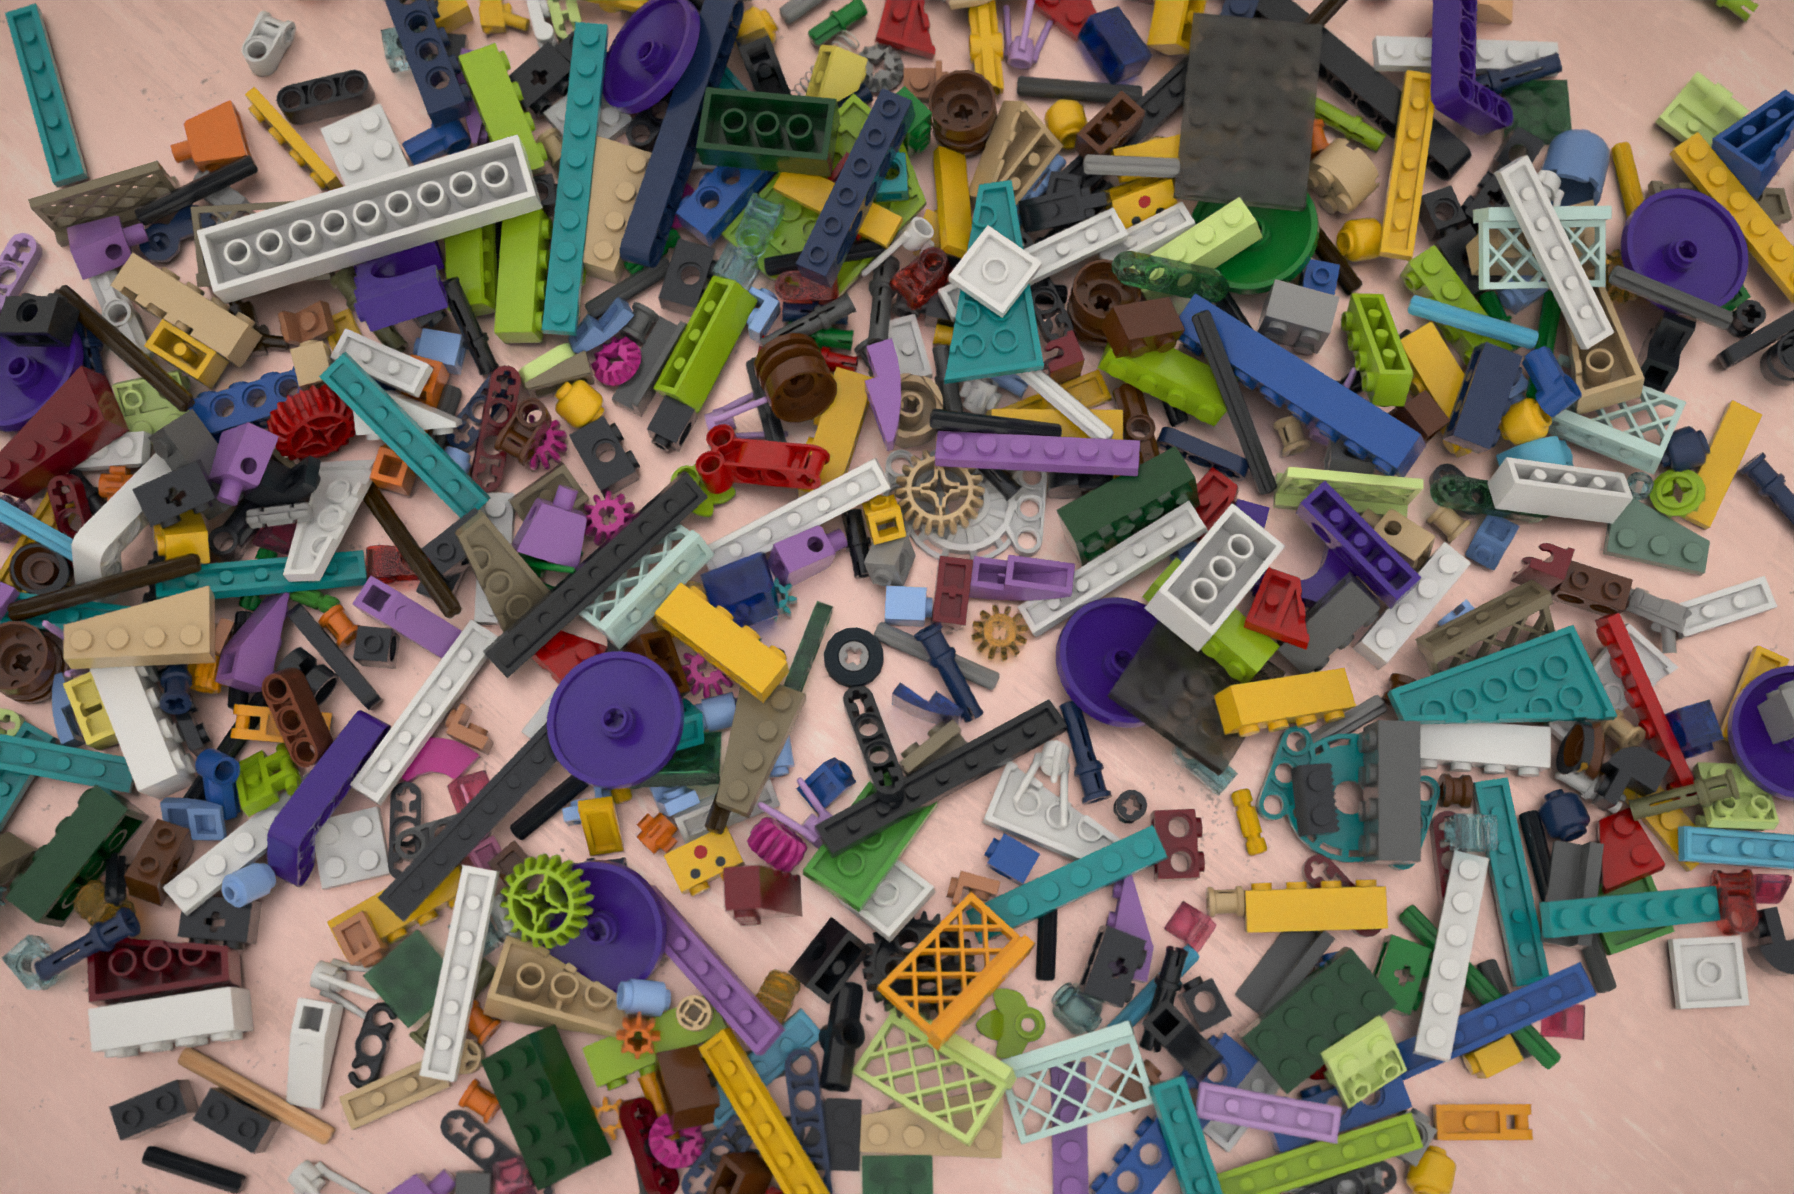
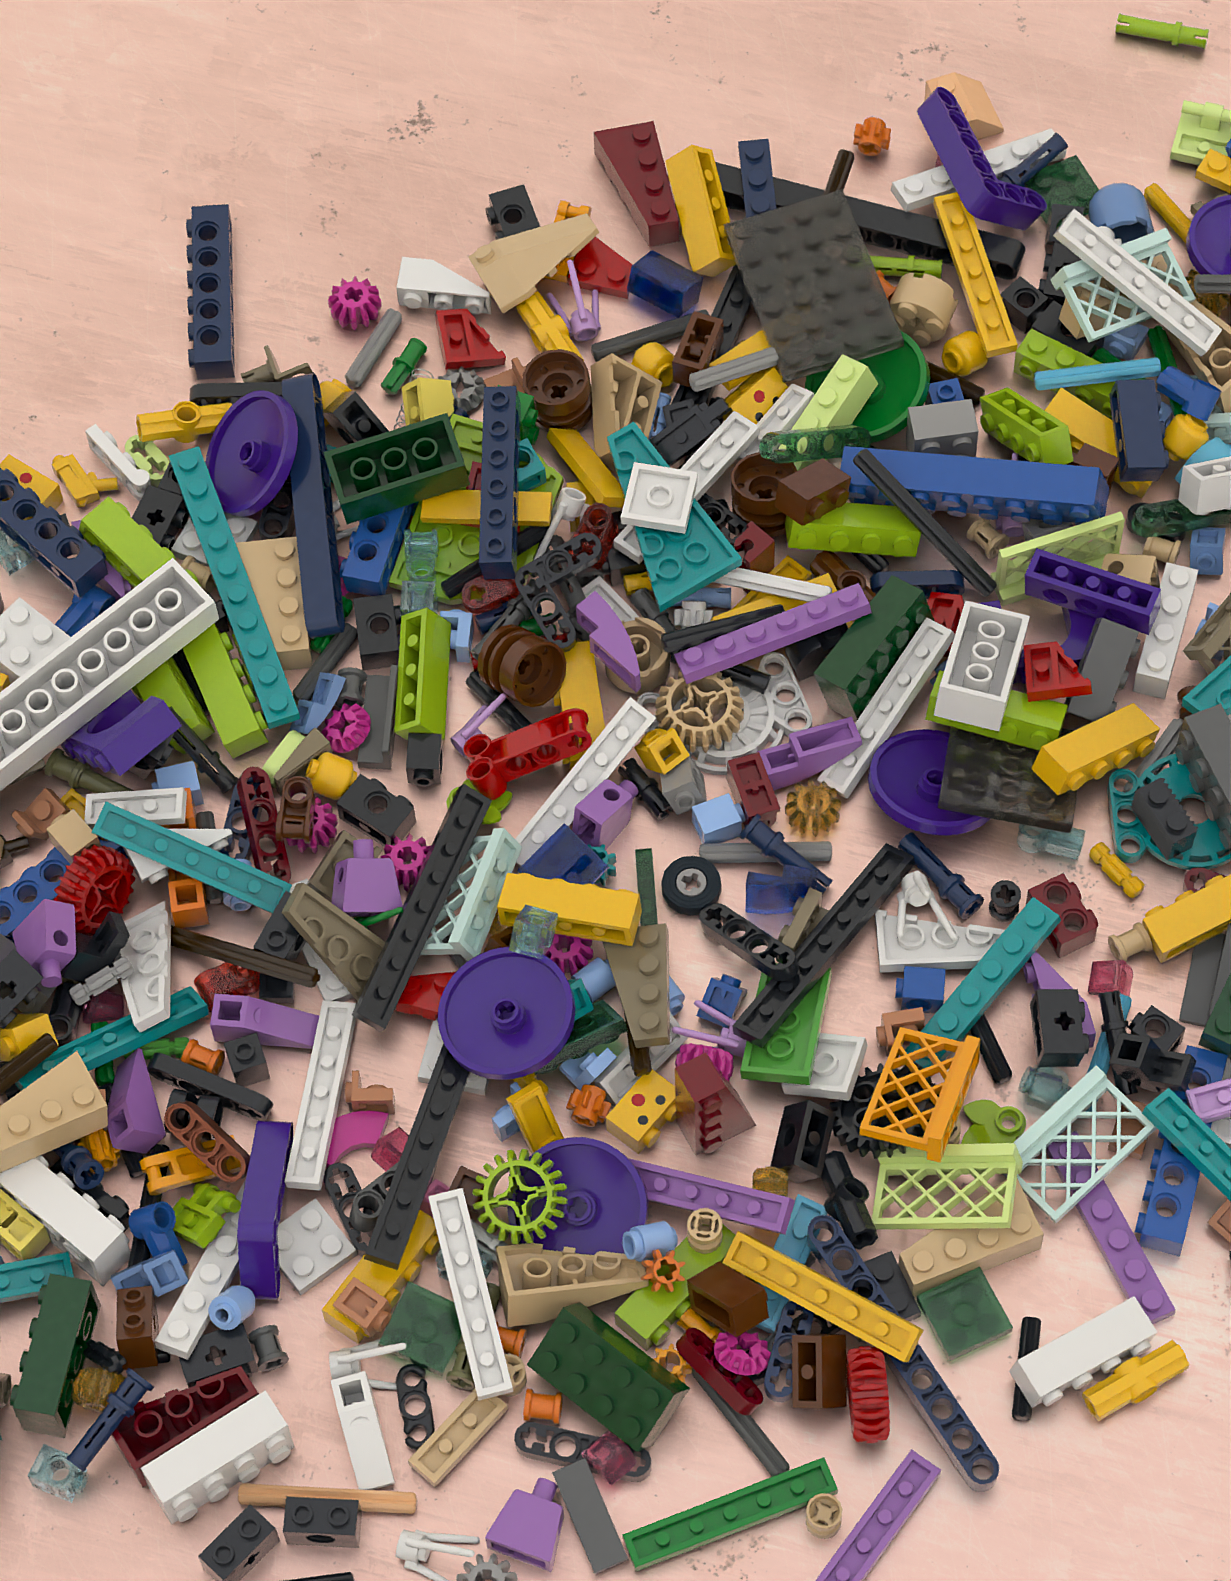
camera: 20 degrees left, 15 degrees down
(269, 930) = (268, 1348): none -> dark grey bush
(547, 807) = (479, 1123): black axle -> none
(673, 655) = (533, 931): none -> clear light blue brick
(856, 304) = (548, 579): none -> black beam

